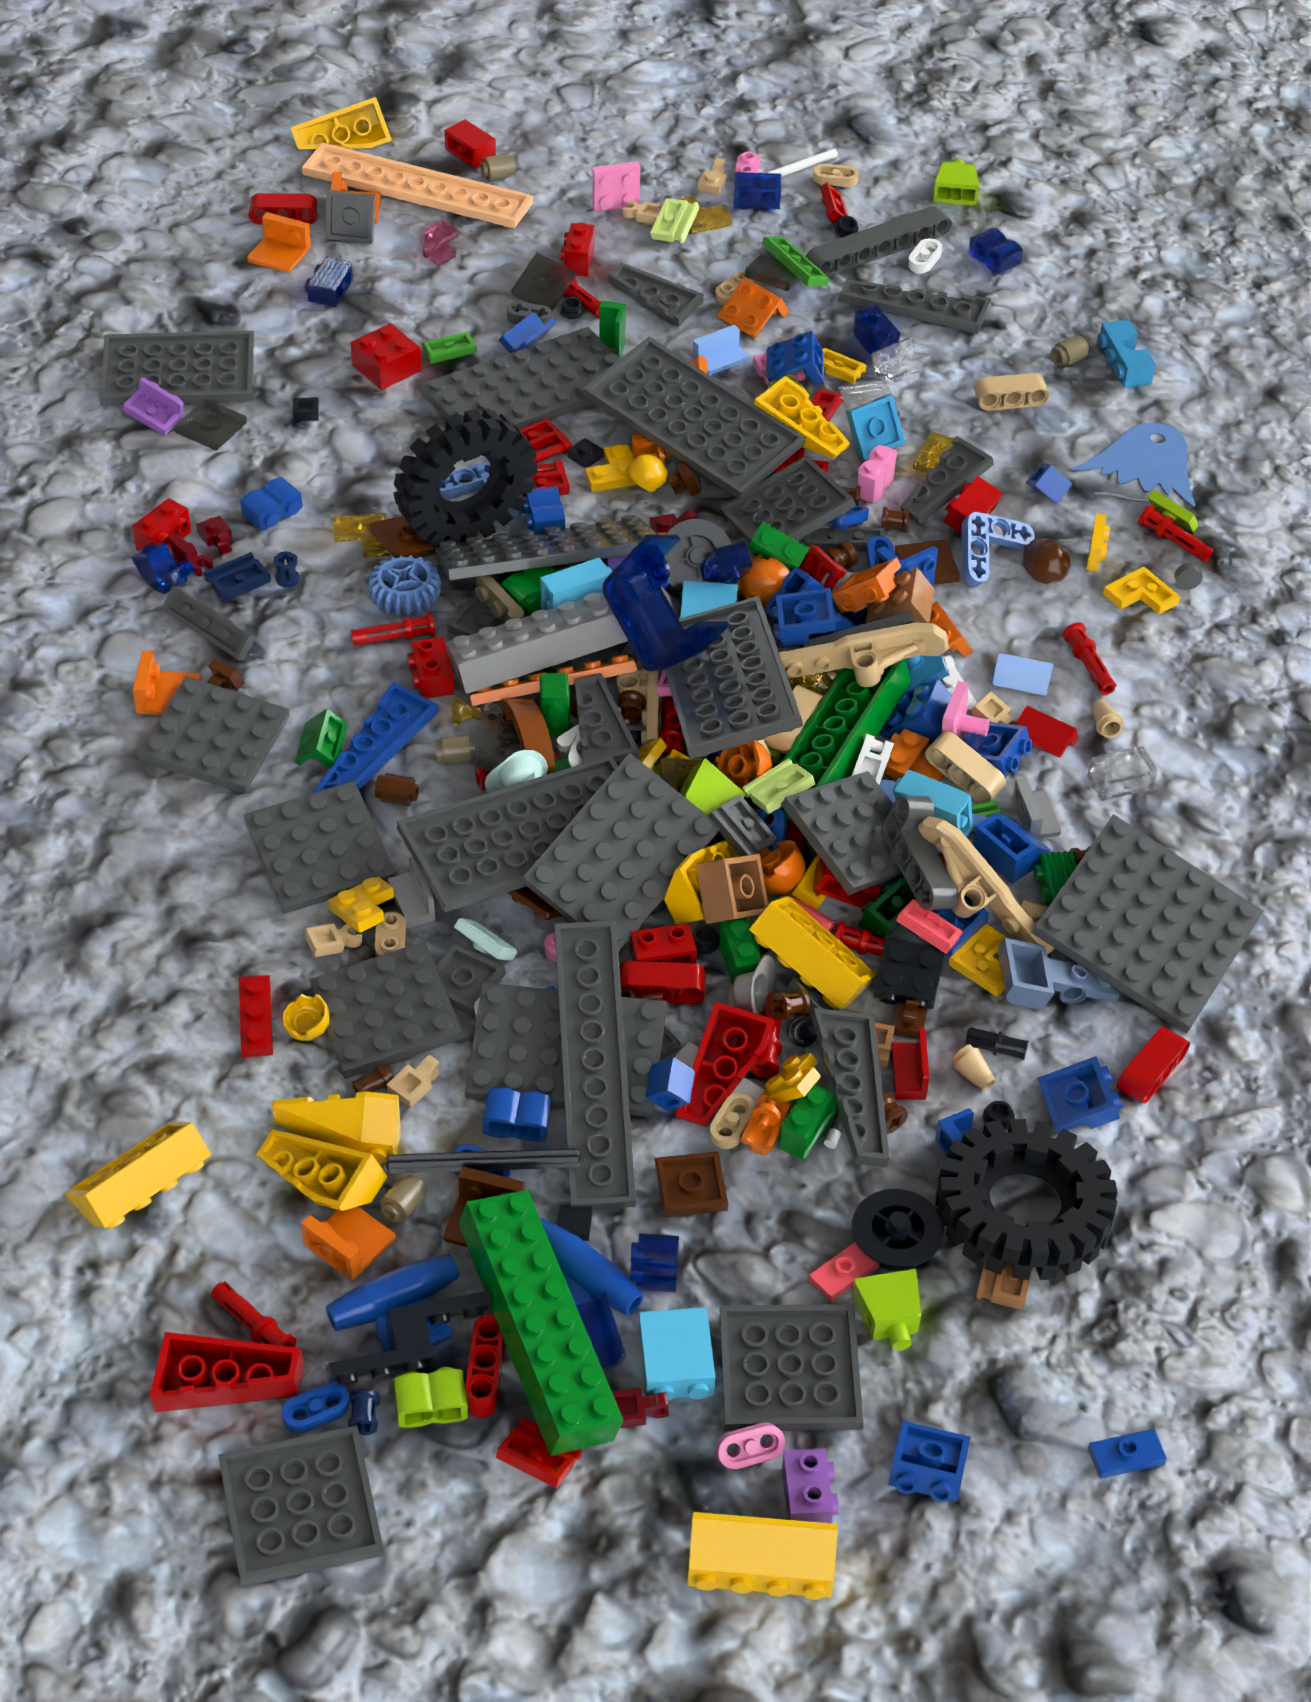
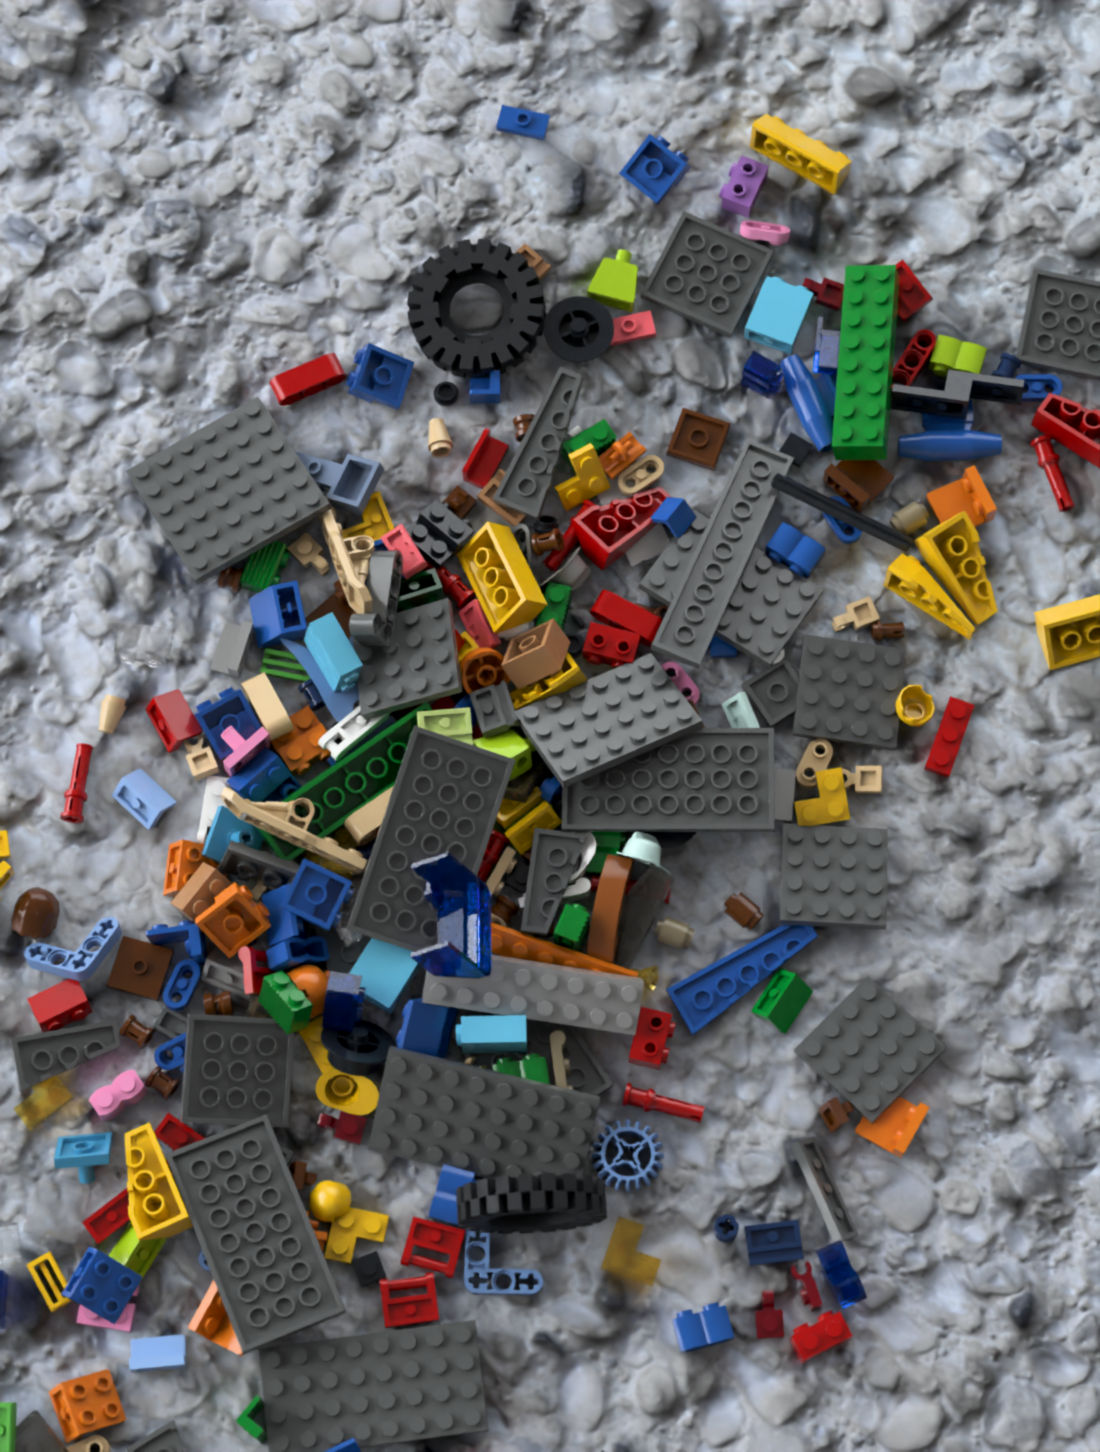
camera: 150 degrees left, 25 degrees up
(400, 538) = (611, 1229): reddish brown plate -> none
(997, 1043) = (407, 452): black axle -> none

